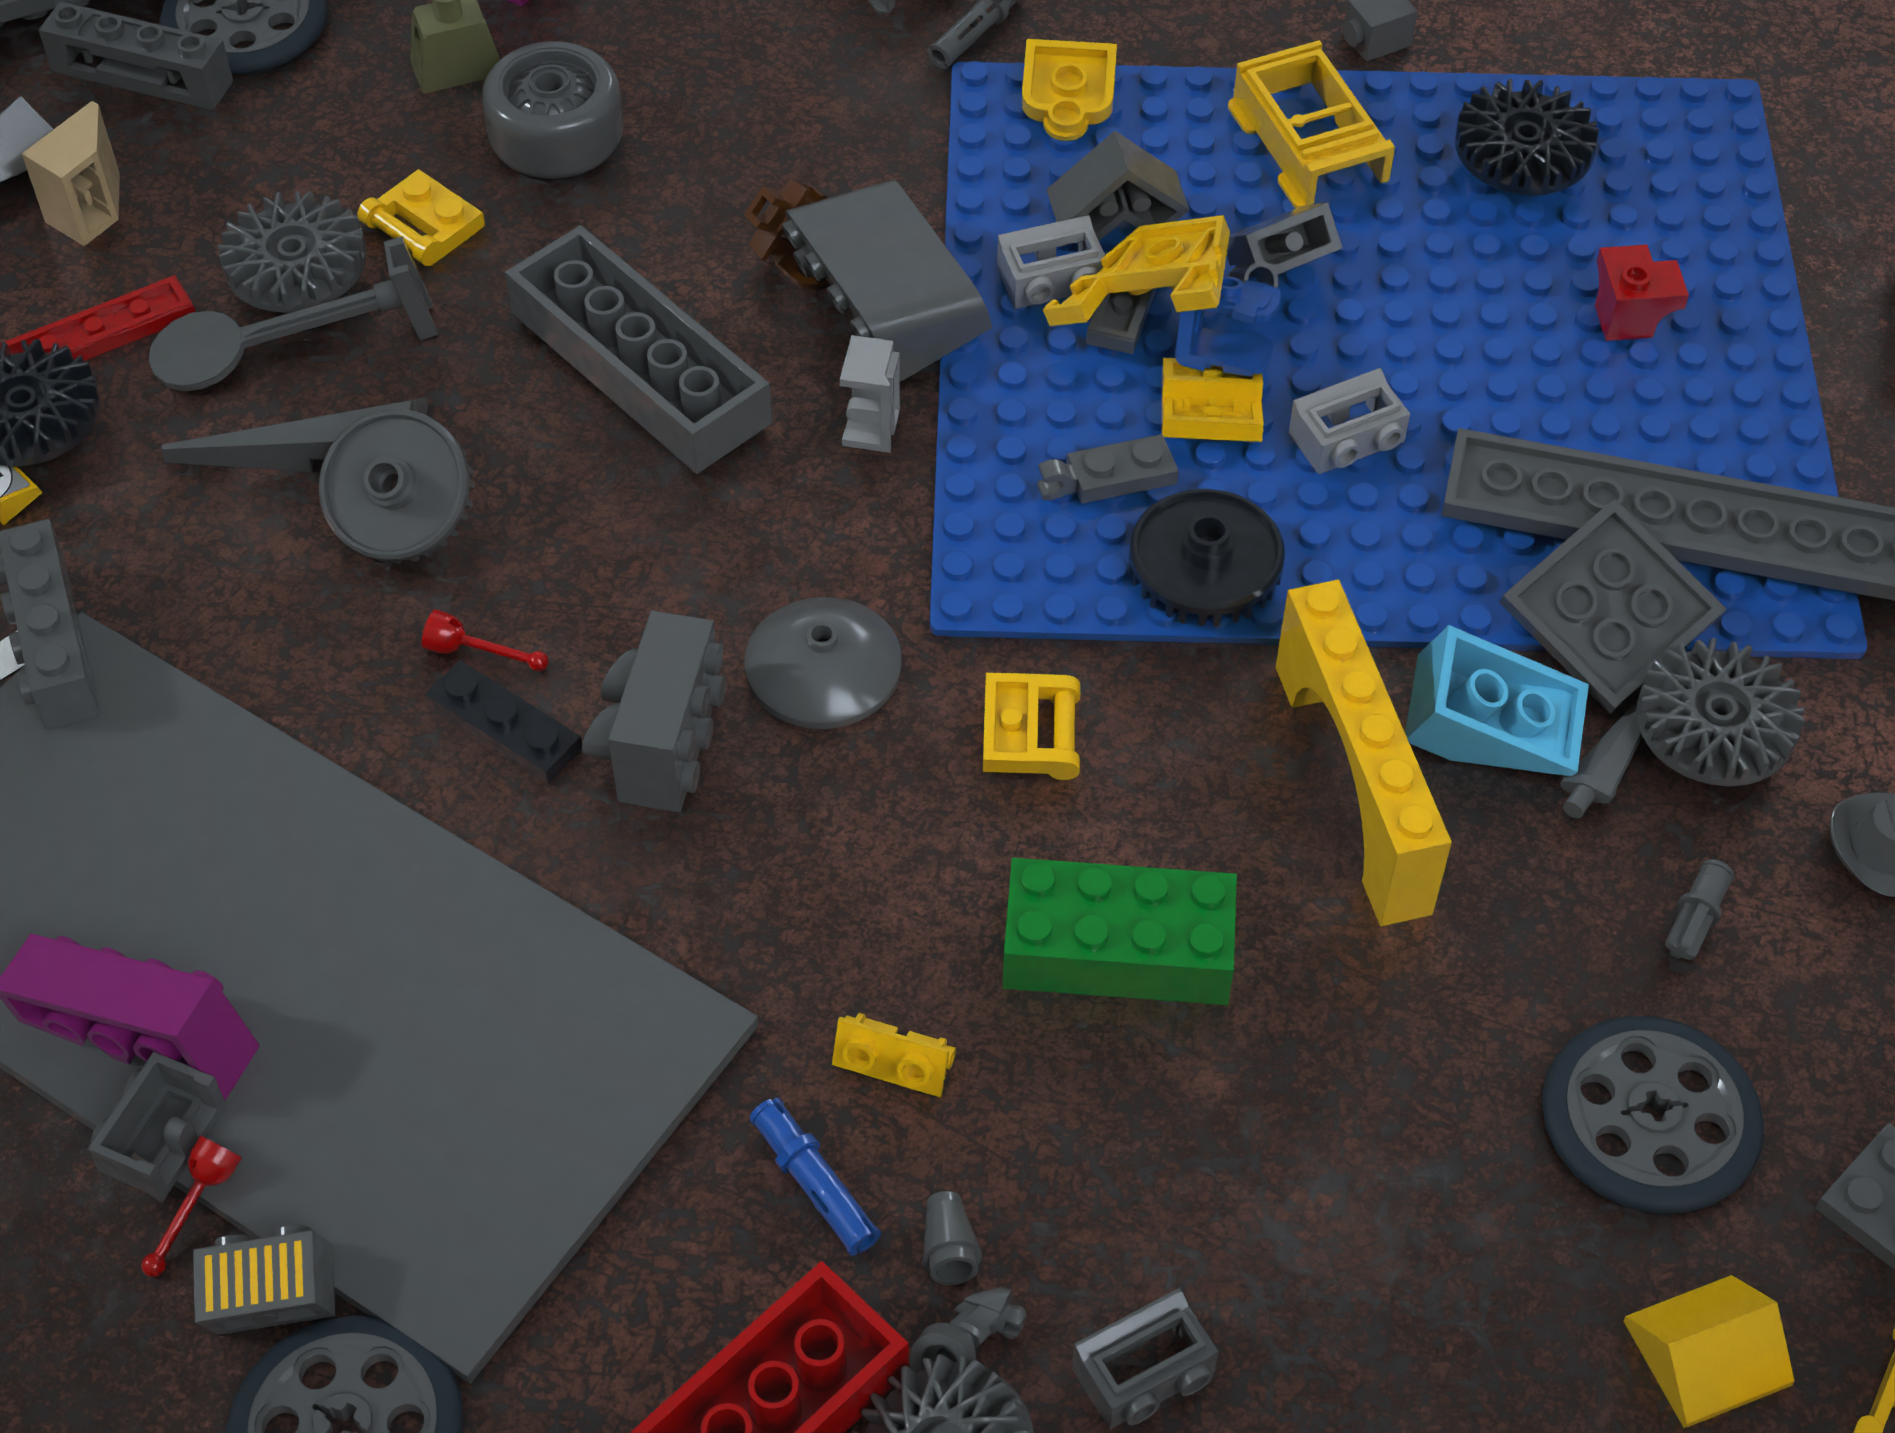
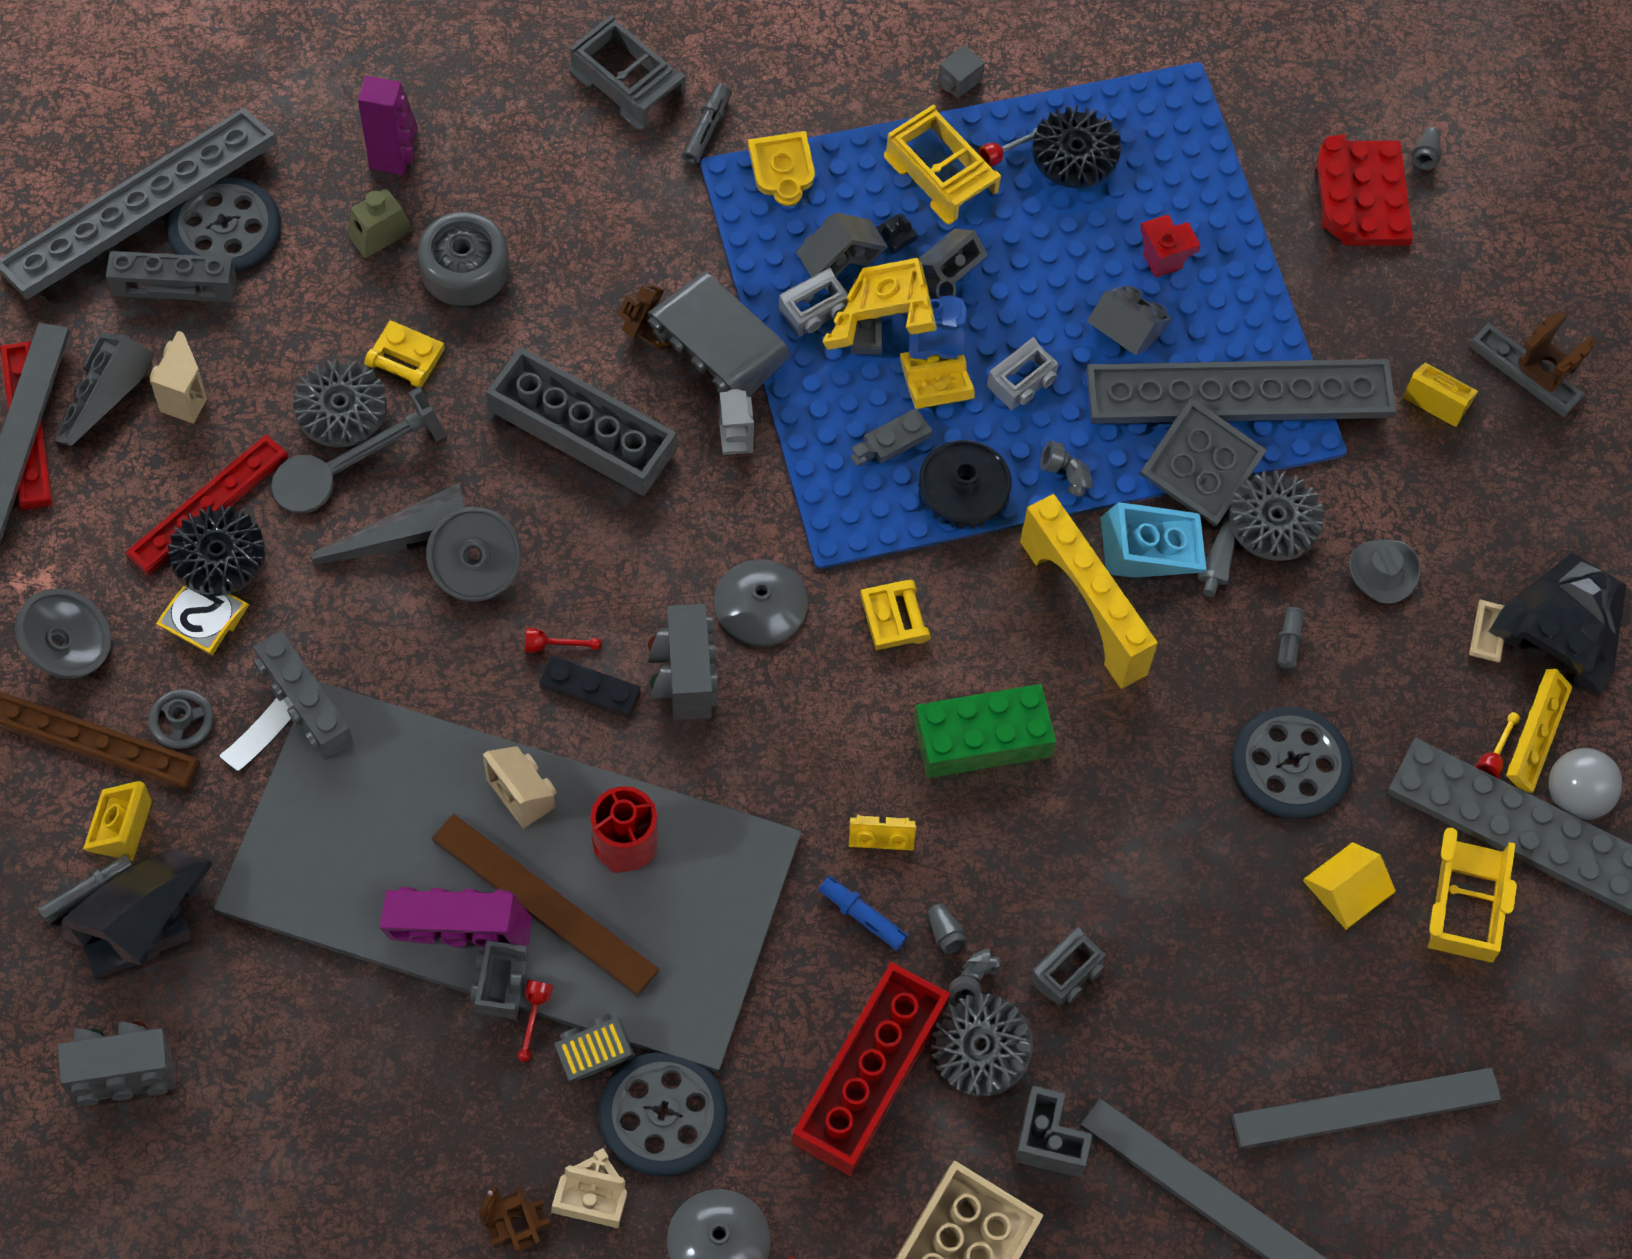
camera: 20 degrees left, 10 degrees up
(291, 1033) = (546, 905): none -> reddish brown tile
(318, 825) = (518, 784): none -> tan slope
(449, 930) = (624, 829): none -> red cylinder
(1214, 198) = (897, 233): none -> black tile
(1396, 575) = (1056, 457): none -> dark grey arm
(1398, 126) = (993, 153): none -> red hinge
(1546, 379) = (1129, 318): none -> dark grey slope

